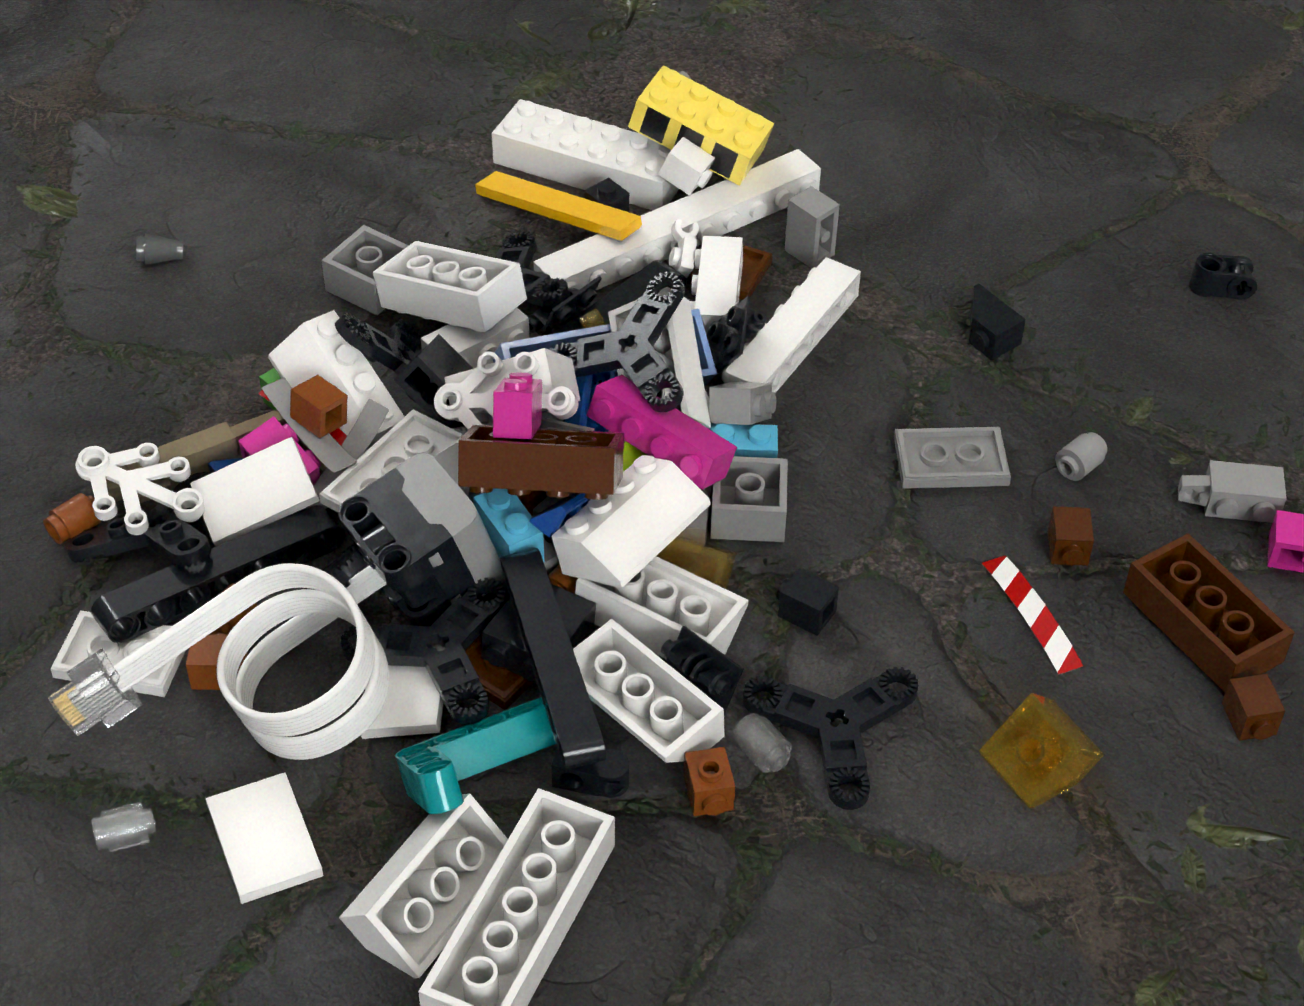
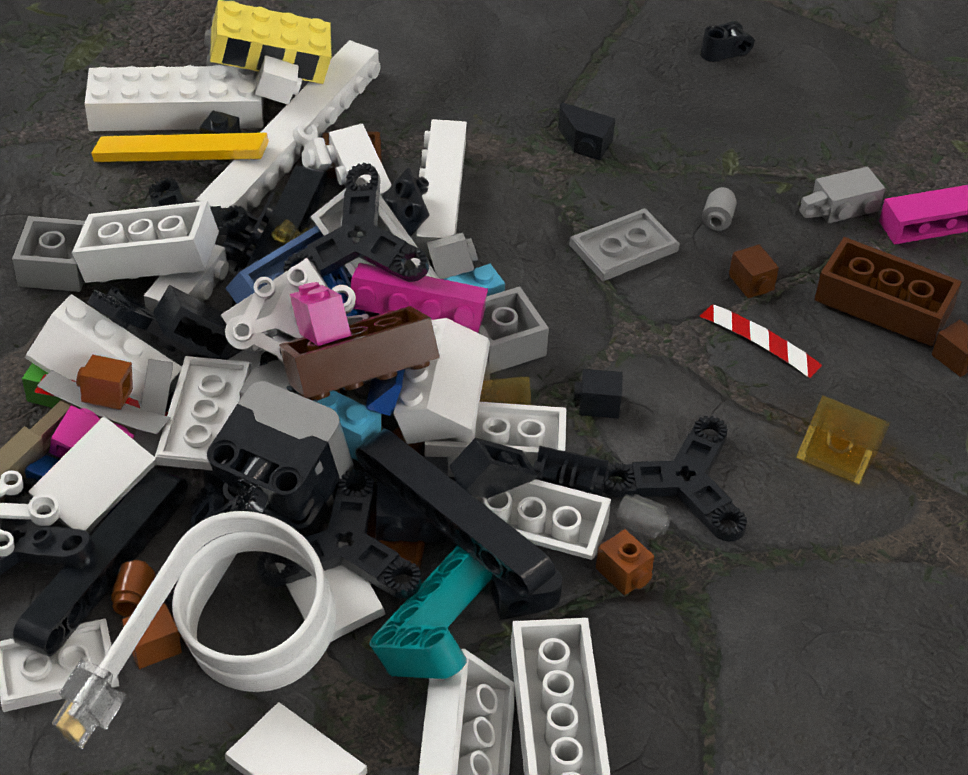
camera: 30 degrees left, 0 degrees up
(615, 629) = (491, 468): none -> black slope
(811, 227) = (403, 99): light grey brick -> none

